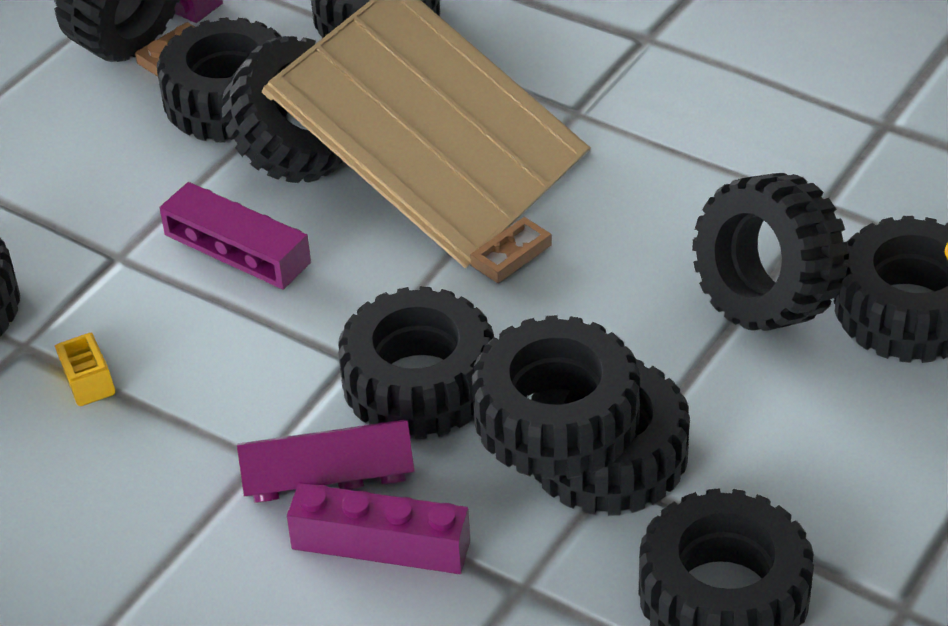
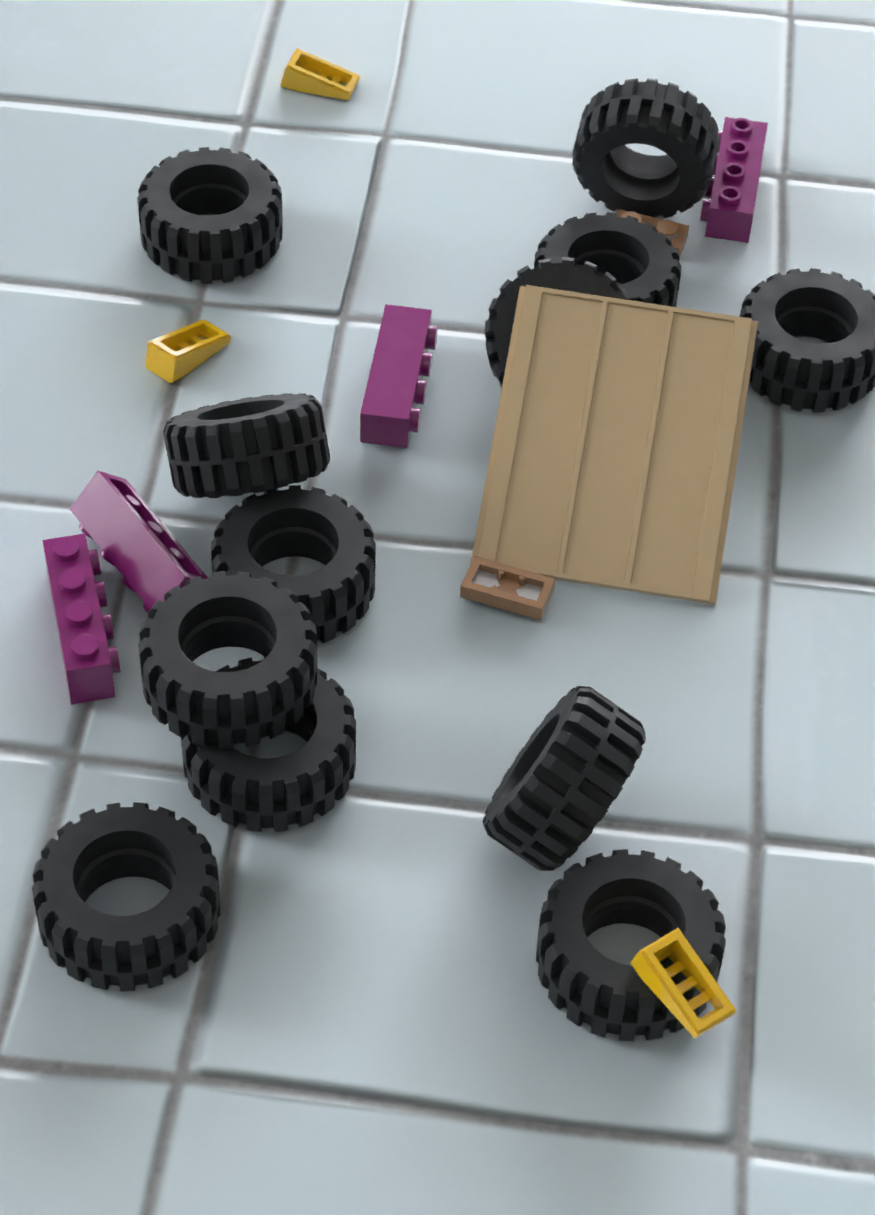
camera: 60 degrees right, 5 degrees up
(283, 333) = (247, 445): none -> black tyre

